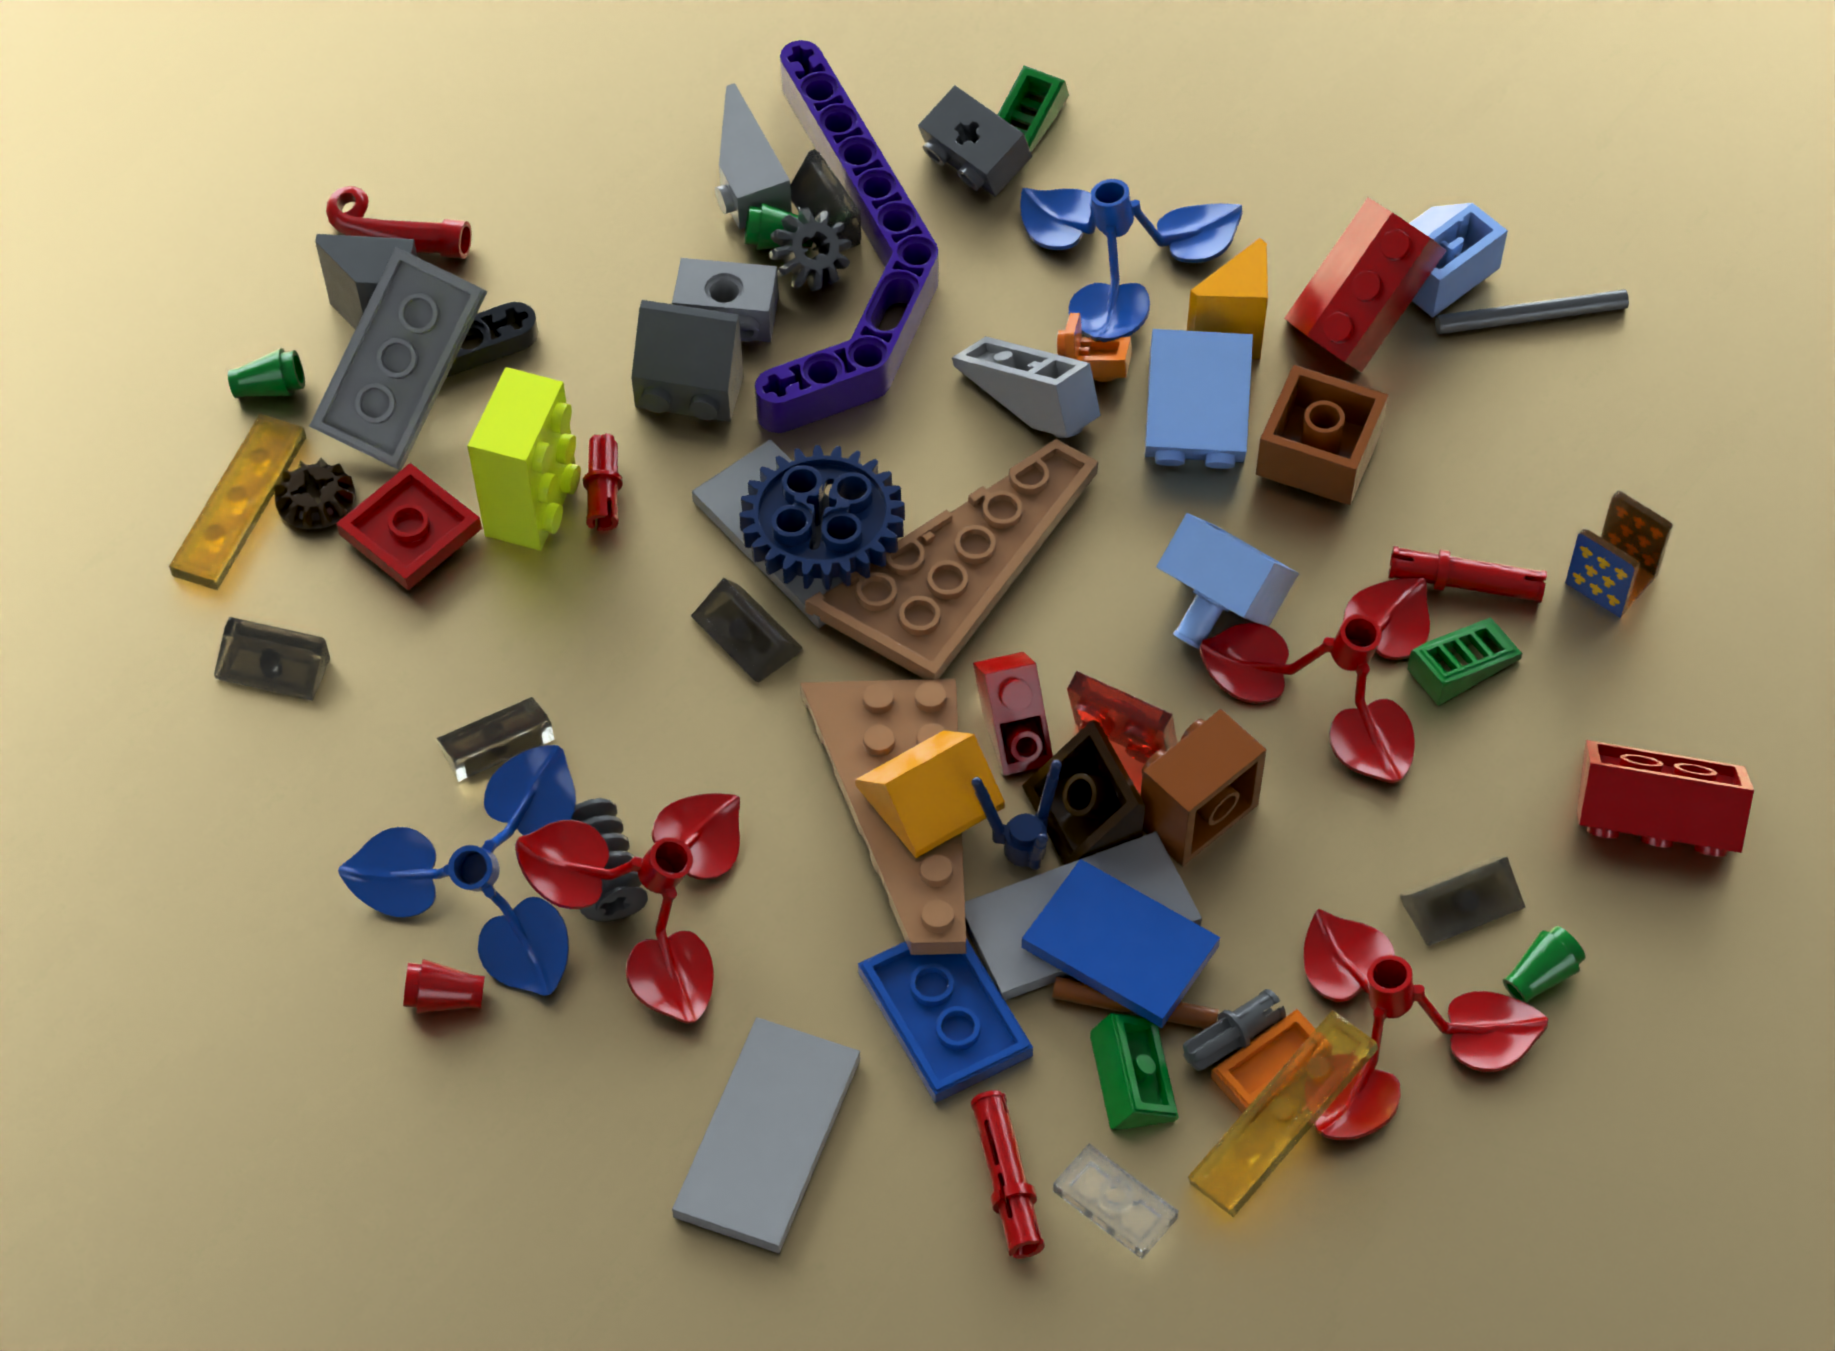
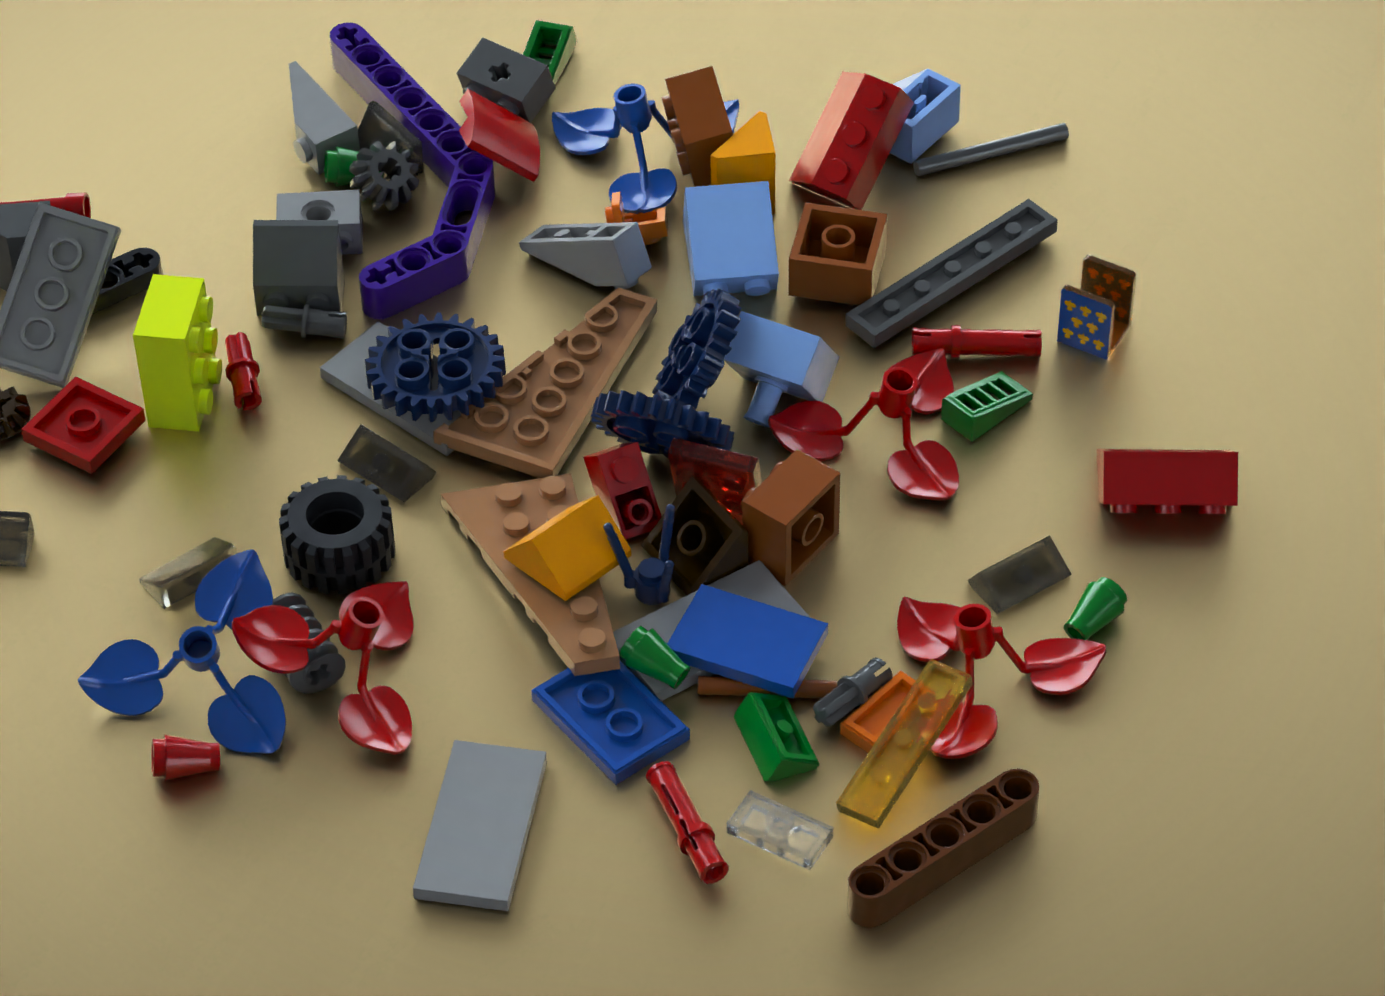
camera: 10 degrees left, 10 degrees down
(664, 687) = (311, 528): none -> black tyre
(686, 426) = (306, 321): none -> dark grey axle
(954, 216) = (500, 135): none -> red slope
(1006, 951) = (652, 656): none -> green cone
(1068, 646) = (656, 422): none -> dark blue gear
(1126, 555) = (699, 349): none -> dark blue gear
(1185, 236) = (696, 121): none -> dark orange brick
(1291, 1285) = (942, 848): none -> reddish brown beam
(1453, 475) = (951, 273): none -> dark grey plate

